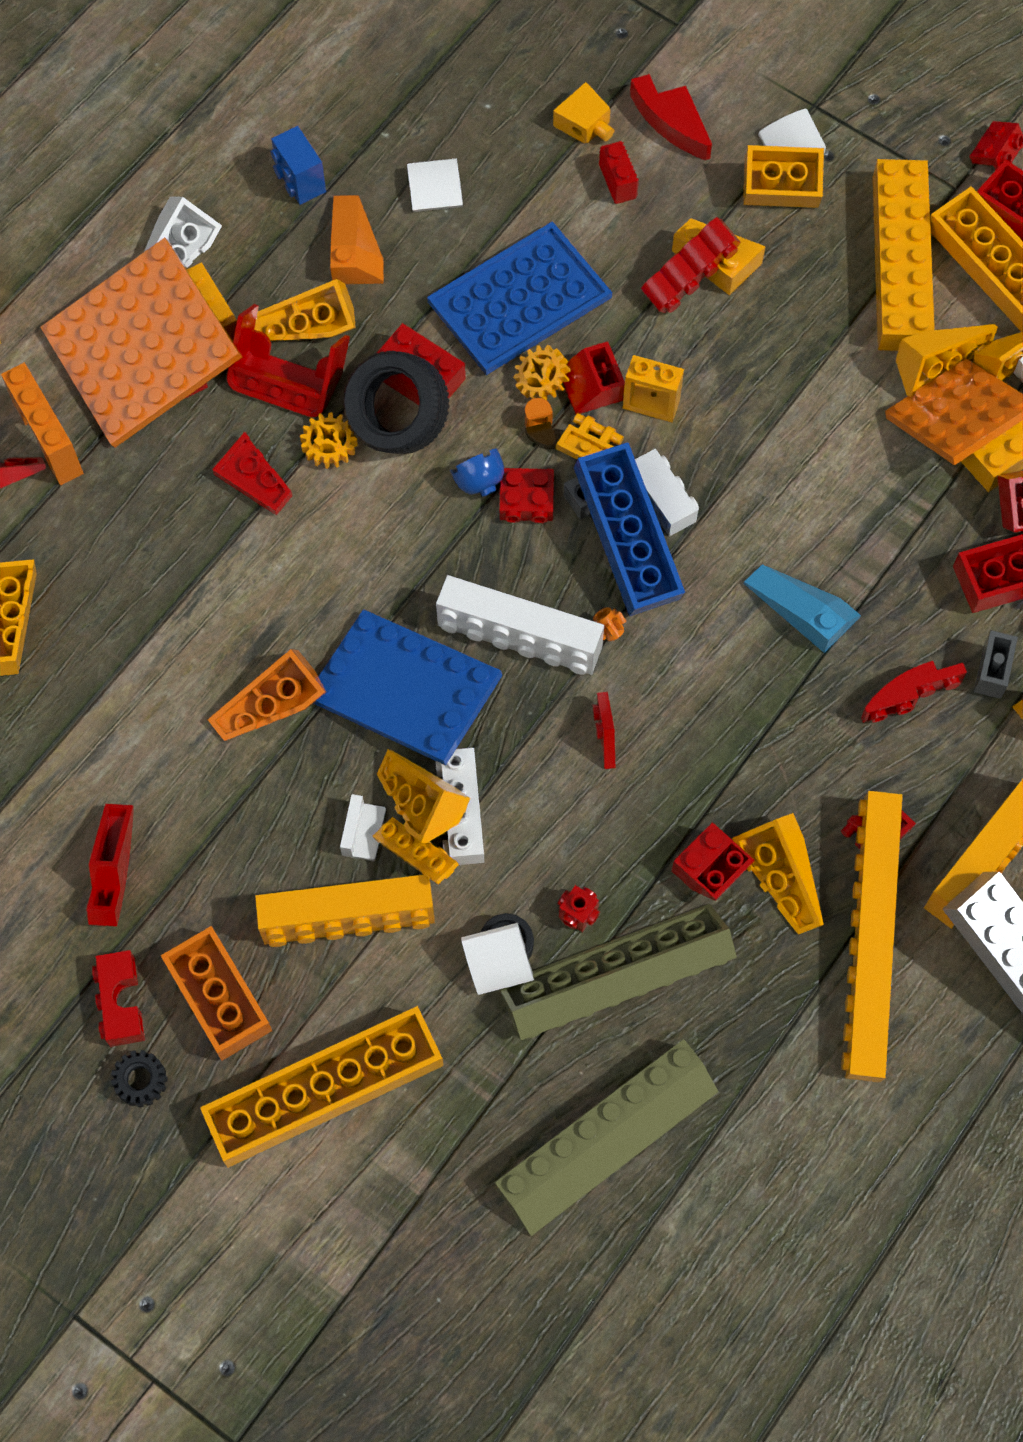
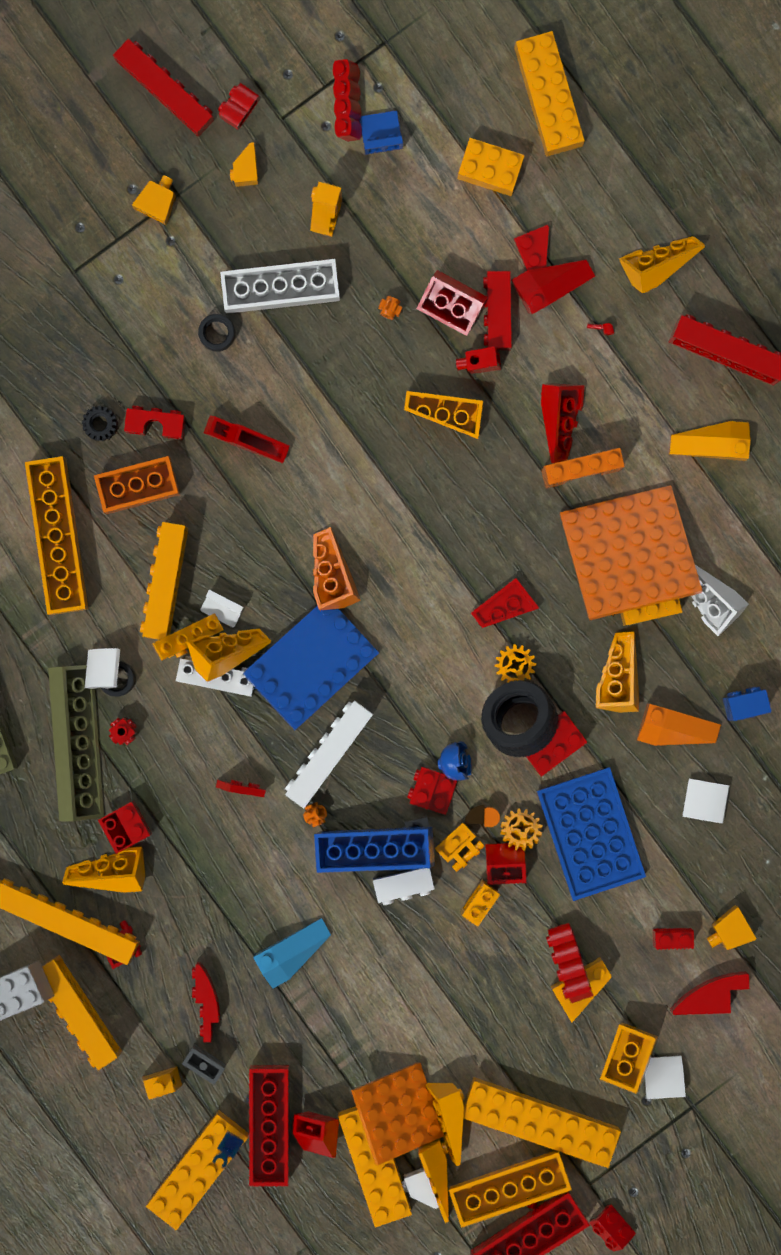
camera: 105 degrees right, 20 degrees up
(280, 380) = (574, 647): red windscreen -> none

